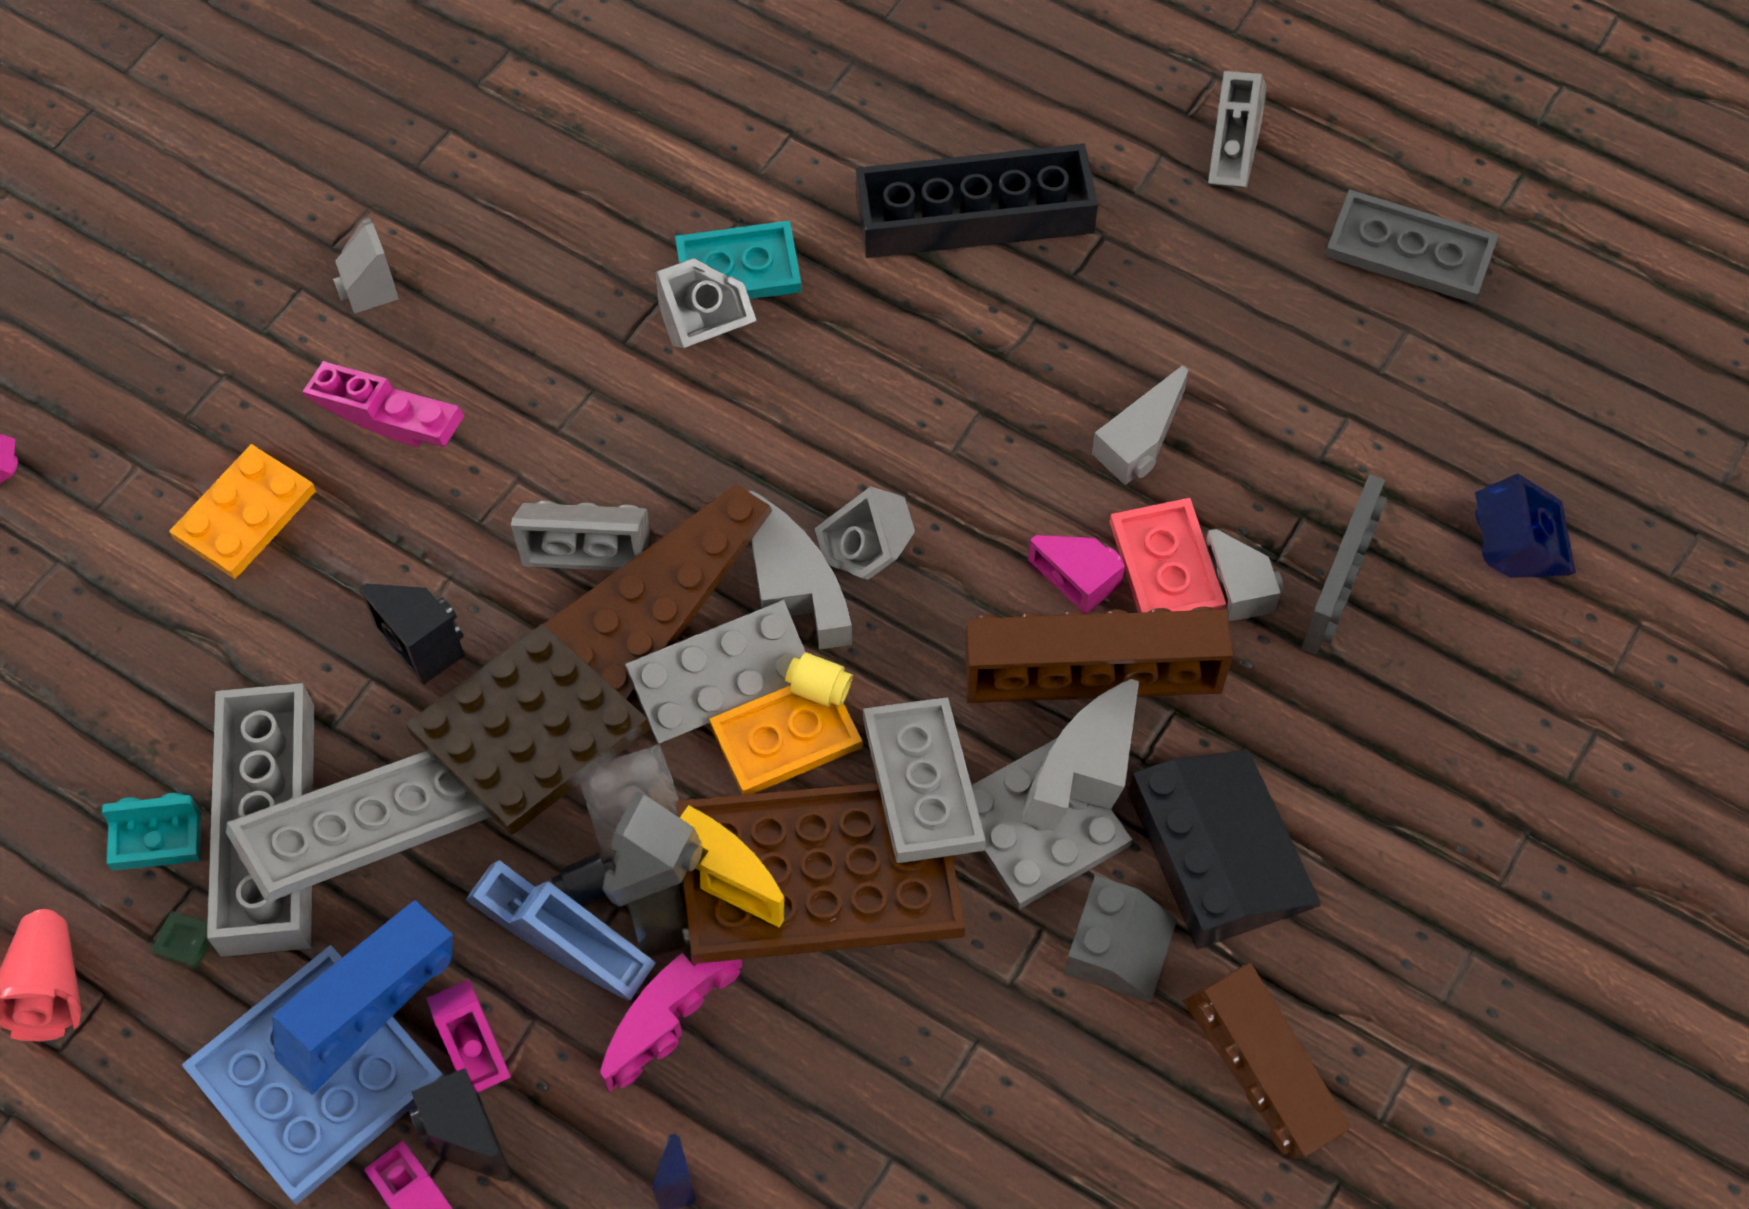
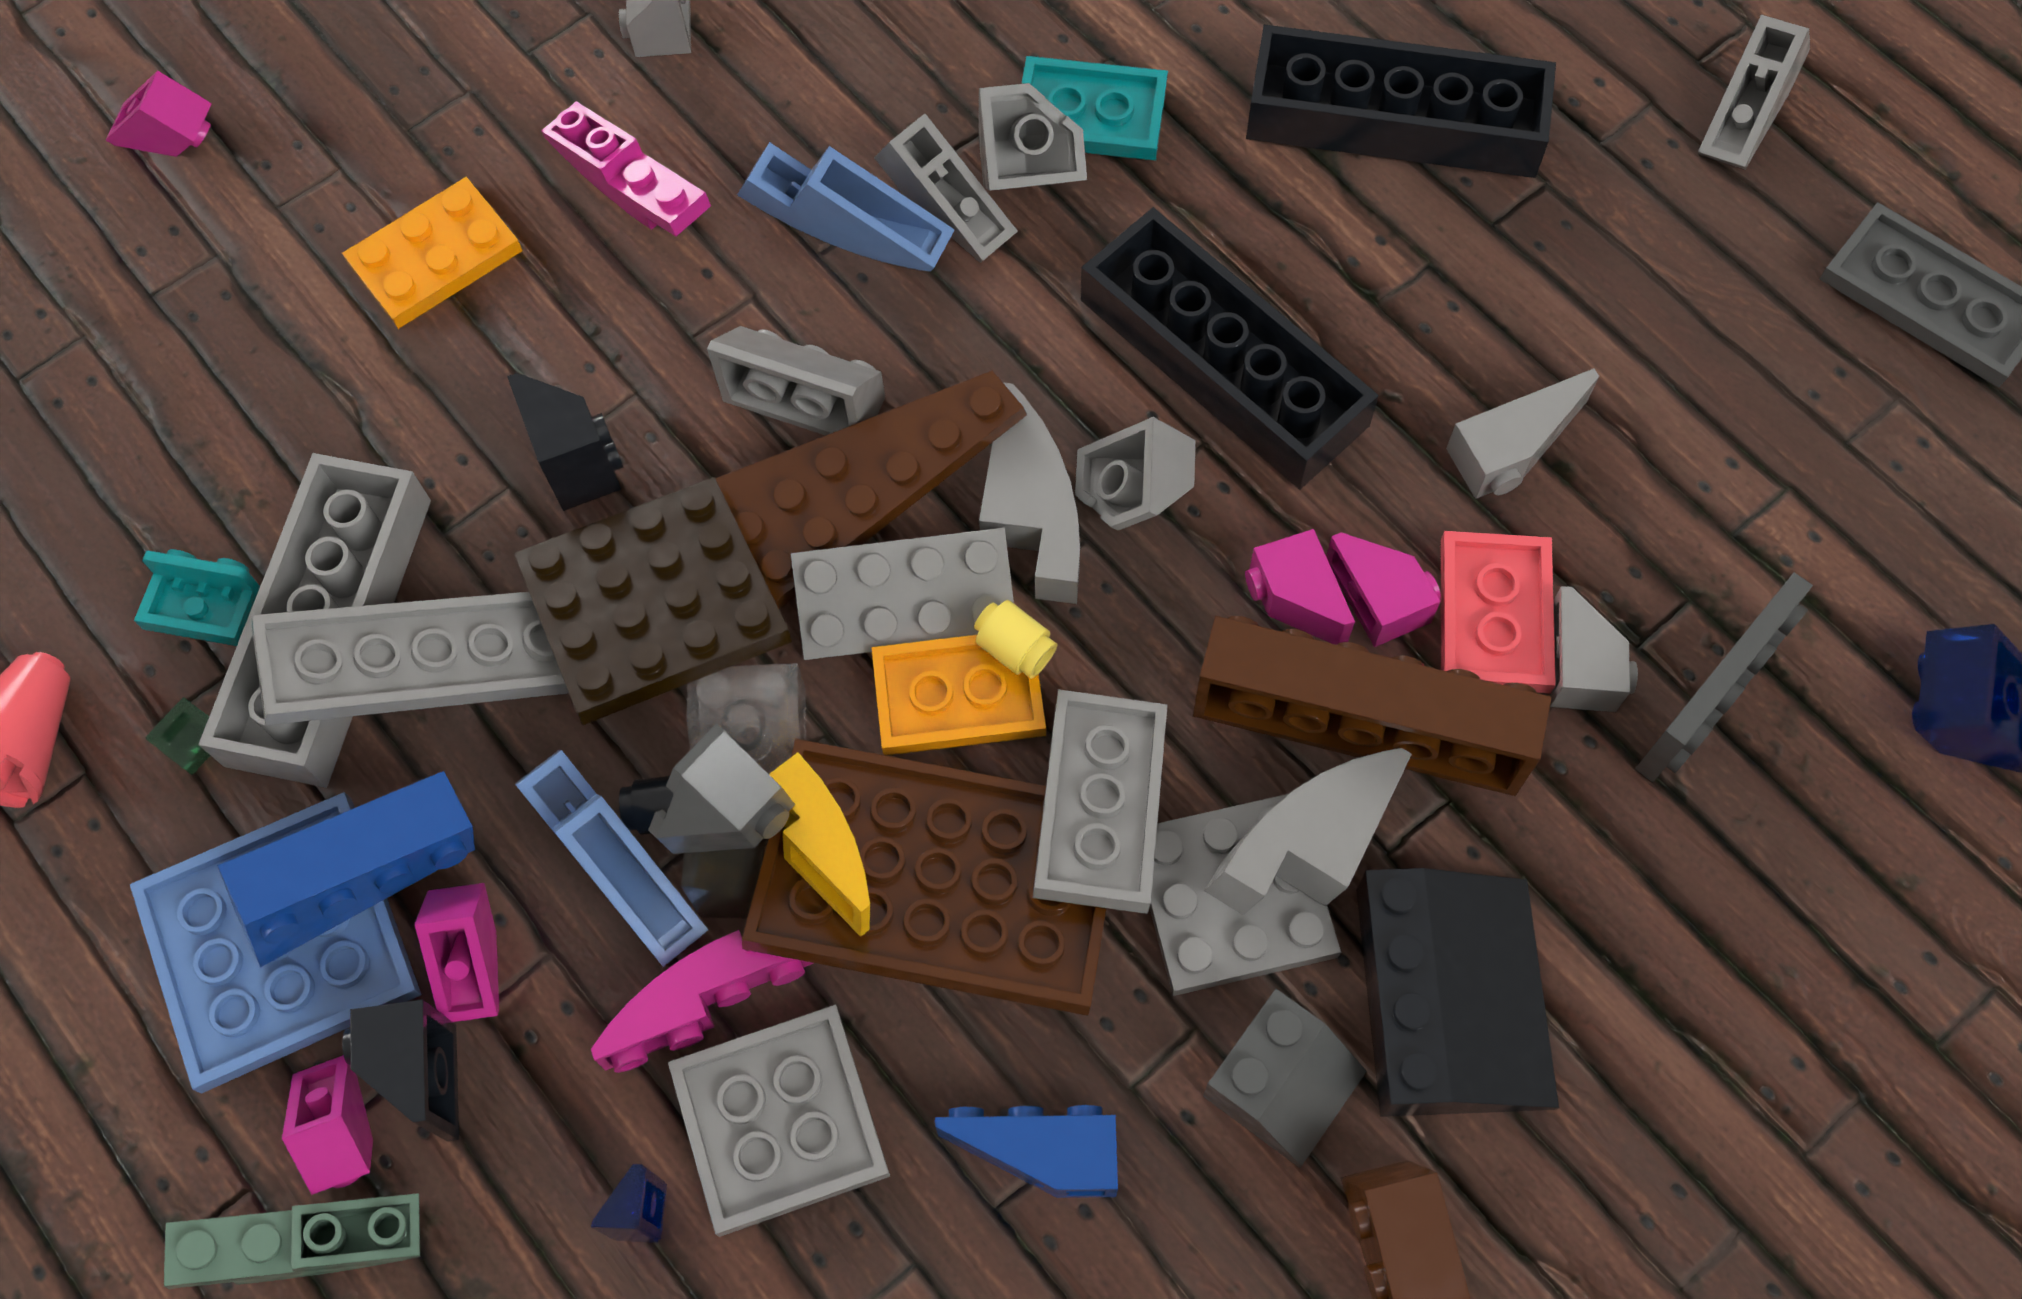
camera: 20 degrees right, 5 degrees up
(572, 390) = (846, 208): none -> medium blue slope
(645, 355) = (941, 183): none -> light grey slope
(756, 1084) = (777, 1120): none -> light grey plate
(905, 420) = (1227, 347): none -> black brick
(964, 1045) = (1054, 1153): none -> blue slope
(1017, 583) = (1300, 587): none -> dark pink slope

